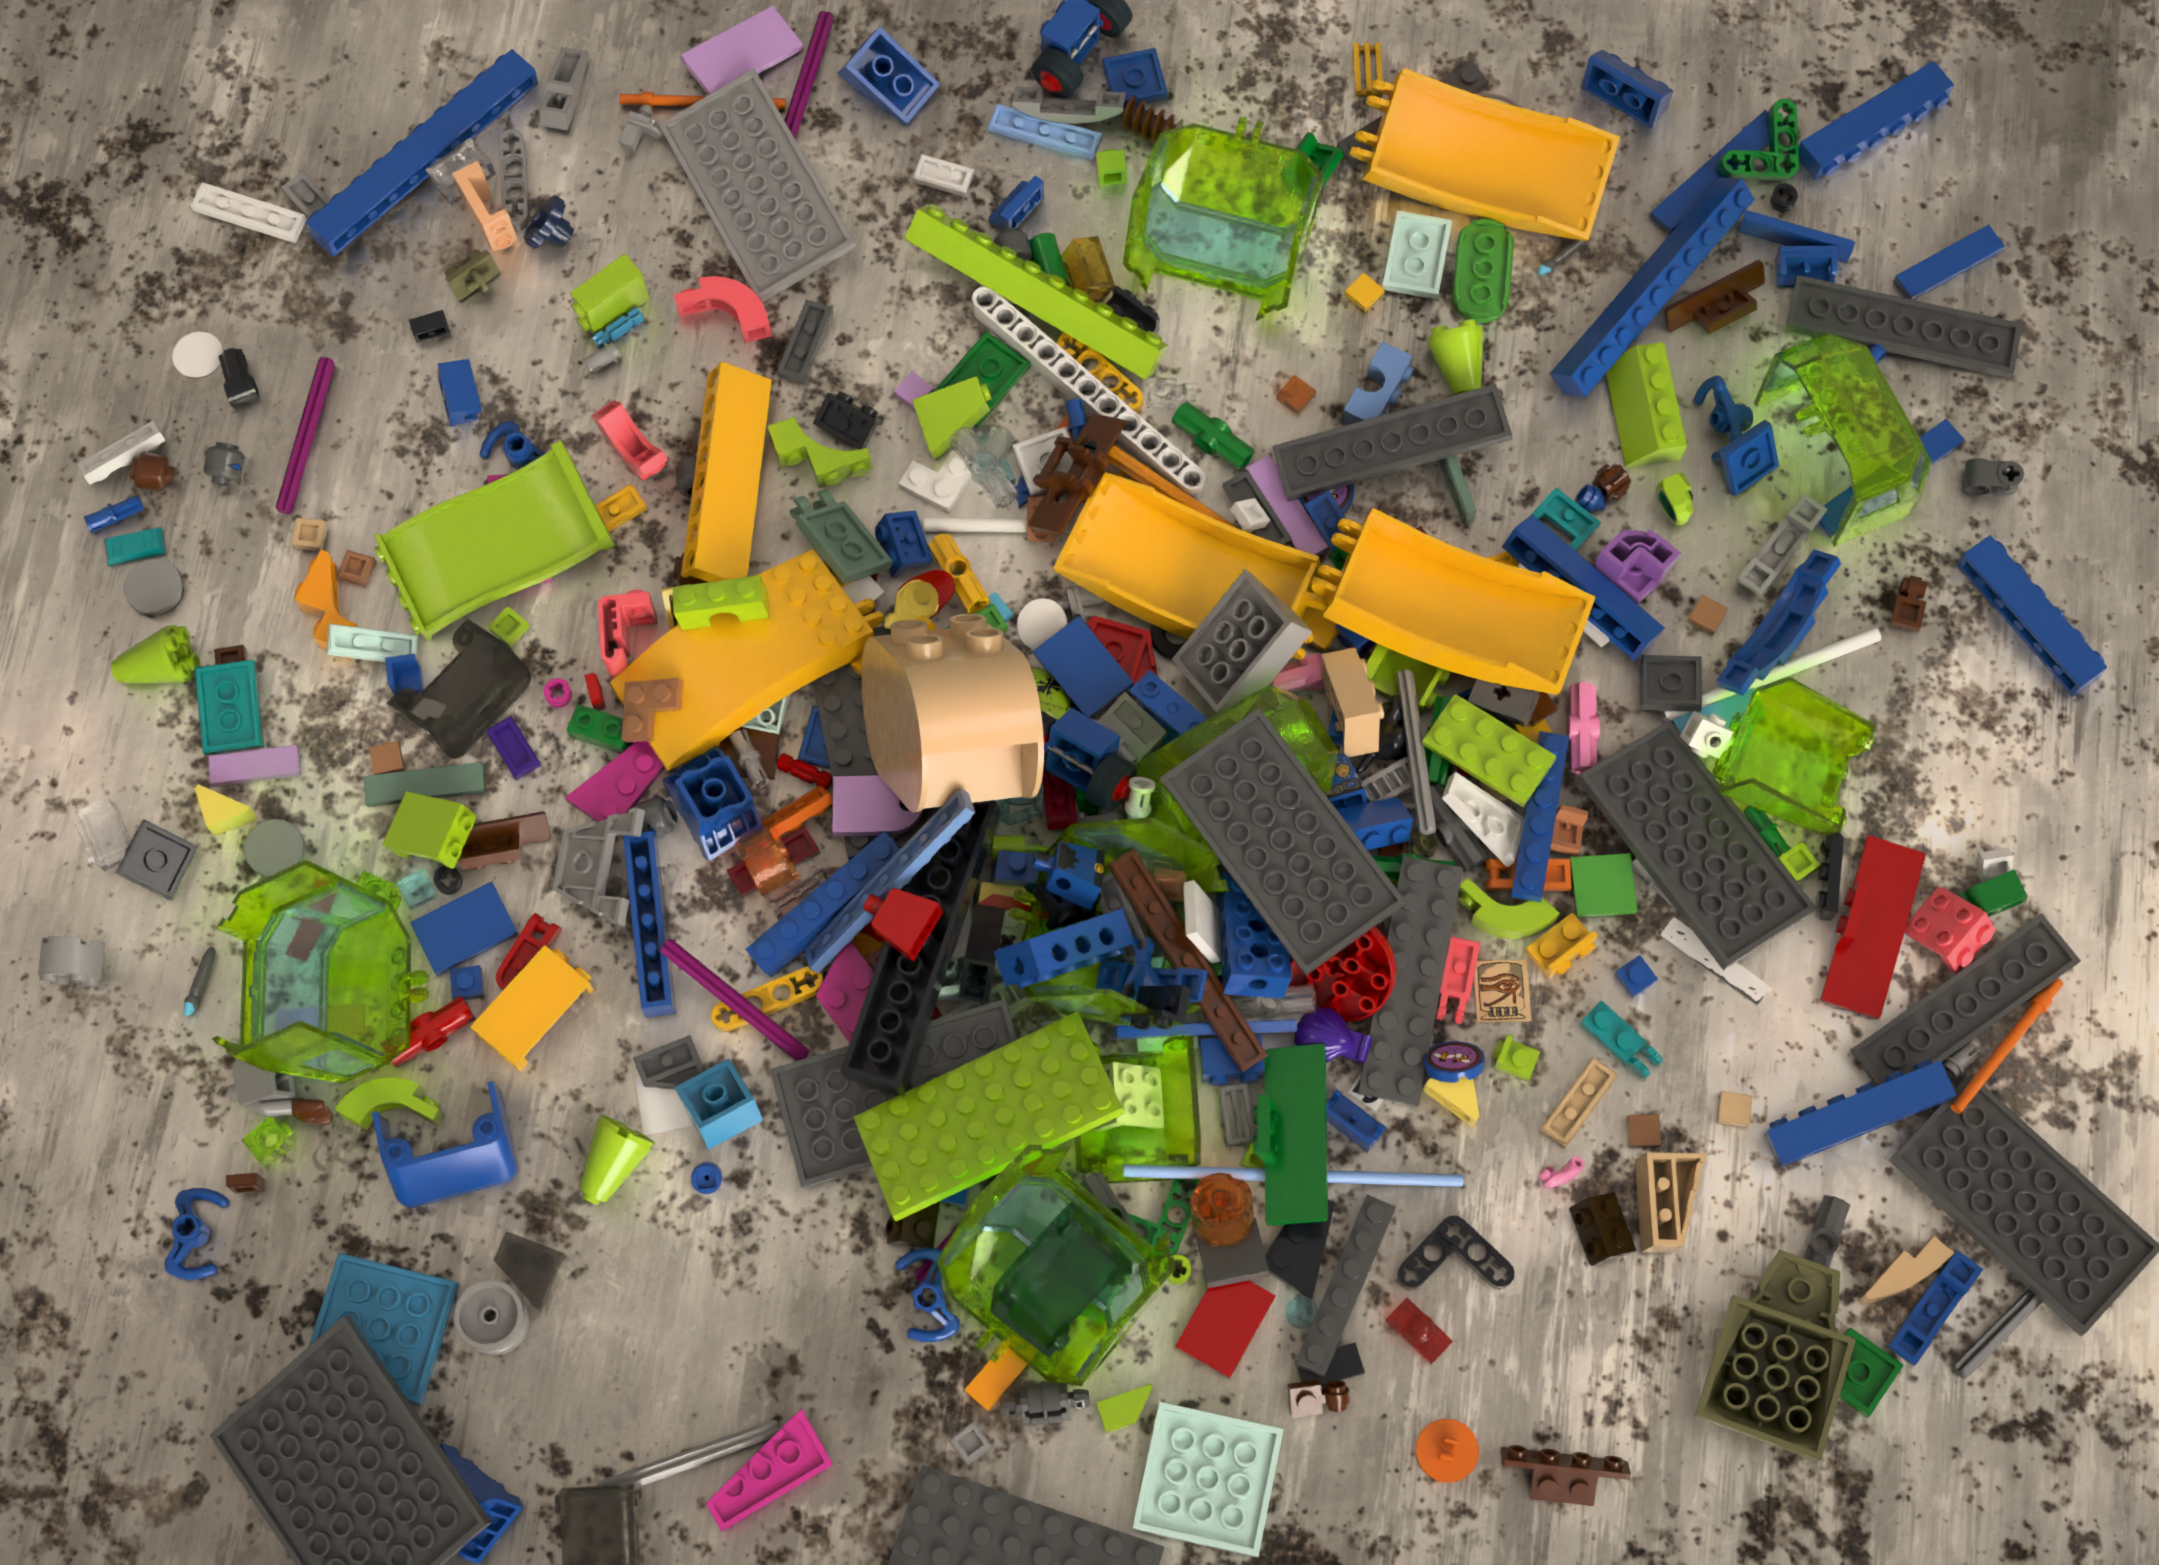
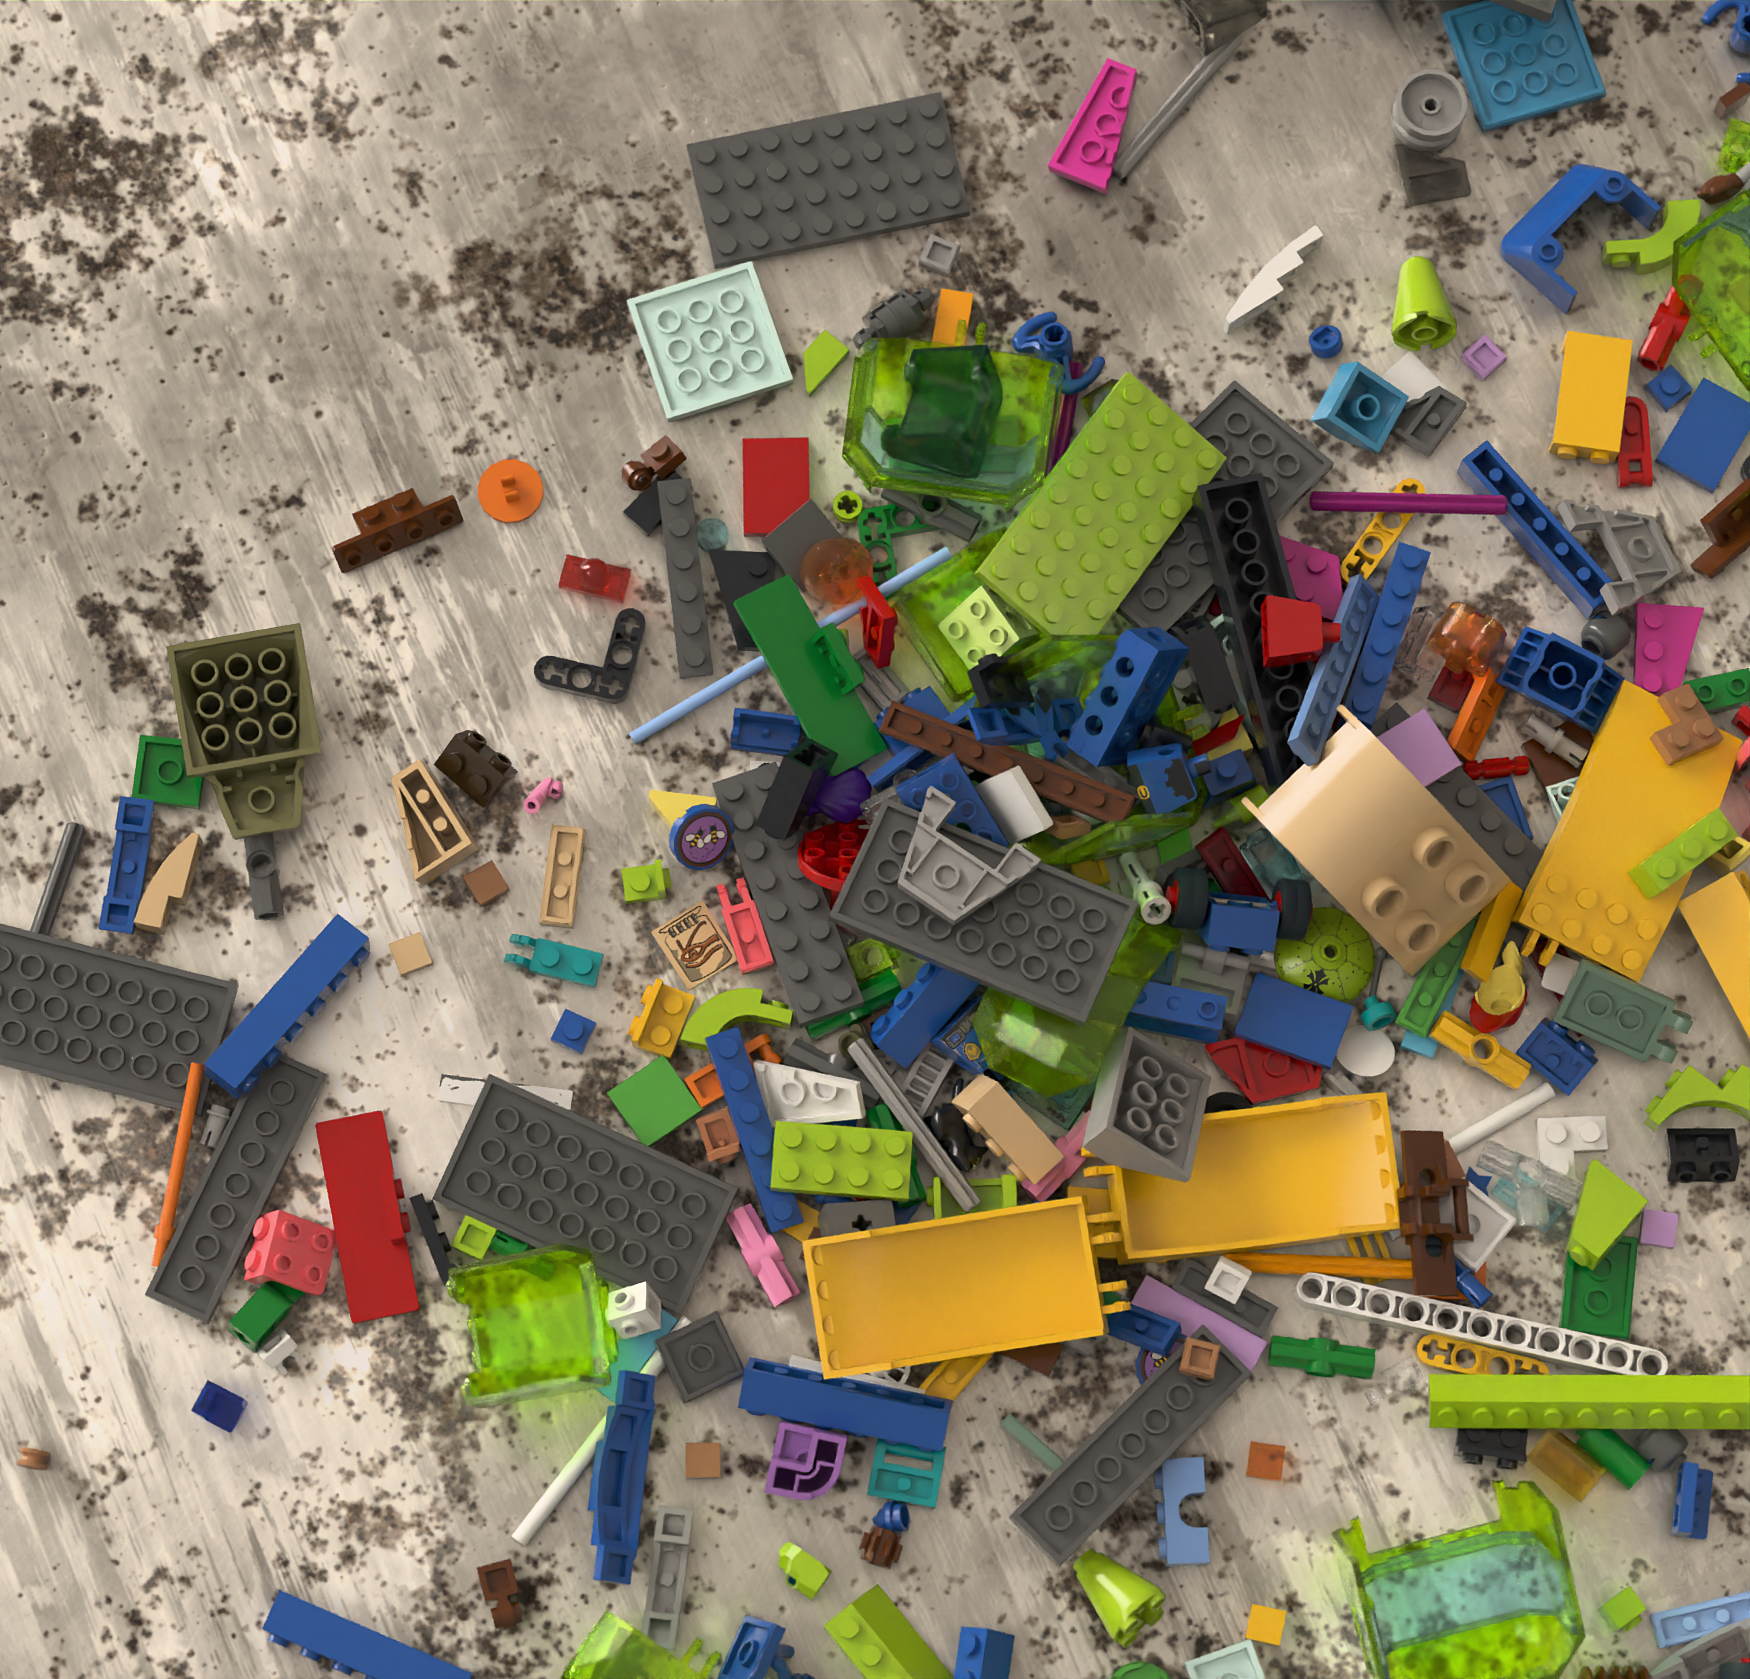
camera: 145 degrees right, 5 degrees up
(591, 1093) = (1483, 358): none -> lavender tile
(727, 1249) = (1267, 286): none -> white slope
(1019, 640) = (1377, 1014): none -> teal tile
(1218, 1140) = (877, 622): none -> red wing
(1297, 876) = (947, 875): none -> light grey wing
(1306, 471) = (1199, 1359): none -> medium nougat tile
(1360, 1044) = (795, 788): none -> black slope
(2059, 851) = (219, 1406): none -> clear blue panel

